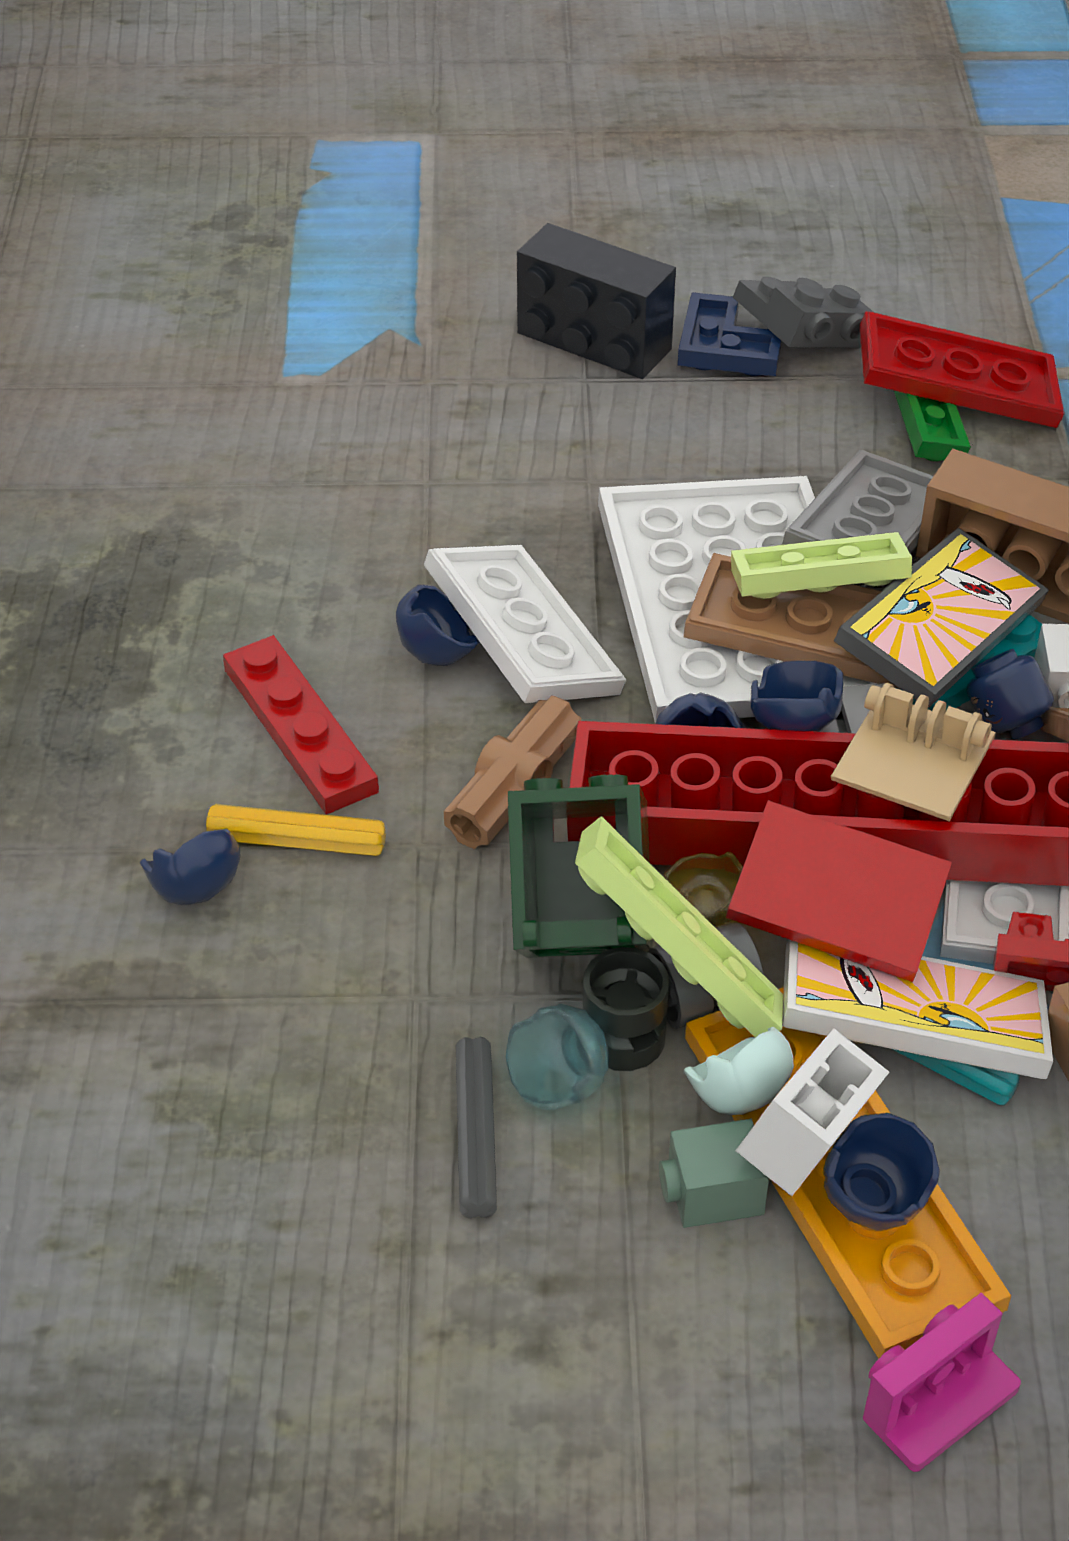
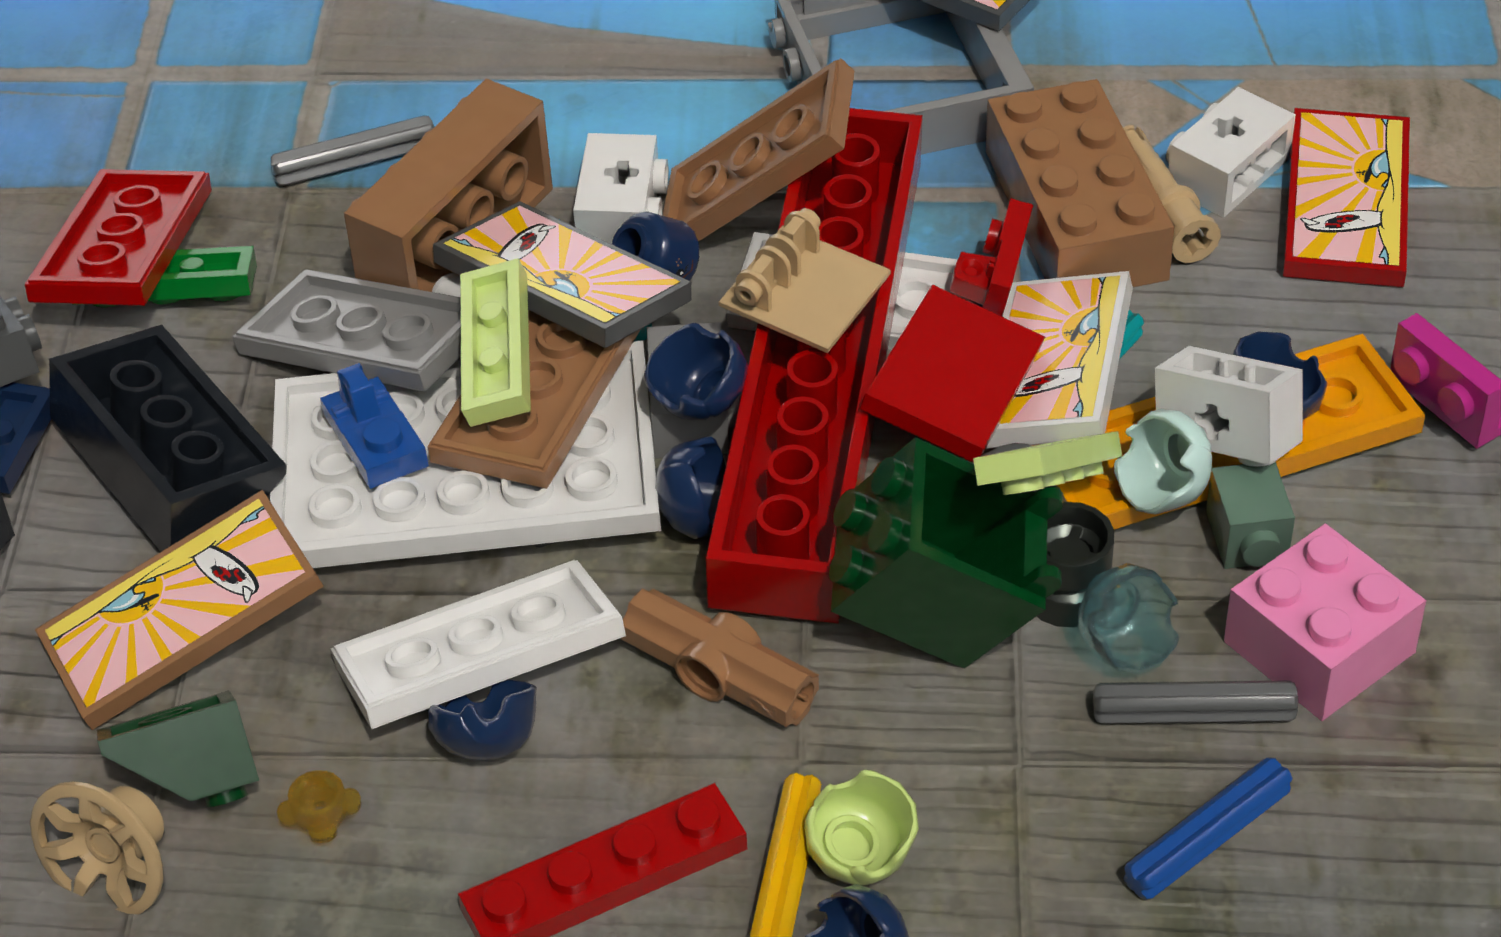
camera: 85 degrees left, 0 degrees up
(313, 864) = (861, 828): none -> yellowish green hair
(324, 1131) = (1207, 828): none -> blue axle
(327, 449) = (109, 838): none -> tan wheel
(366, 555) = (313, 791): none -> clear yellow plate
(411, 473) = (187, 749): none -> dark green slope
(548, 453) = (177, 609): none -> tile
(565, 1226) = (1324, 620): none -> bright pink brick
(714, 410) = (159, 433): none -> black slope
(746, 524) = (373, 428): none -> blue hinge

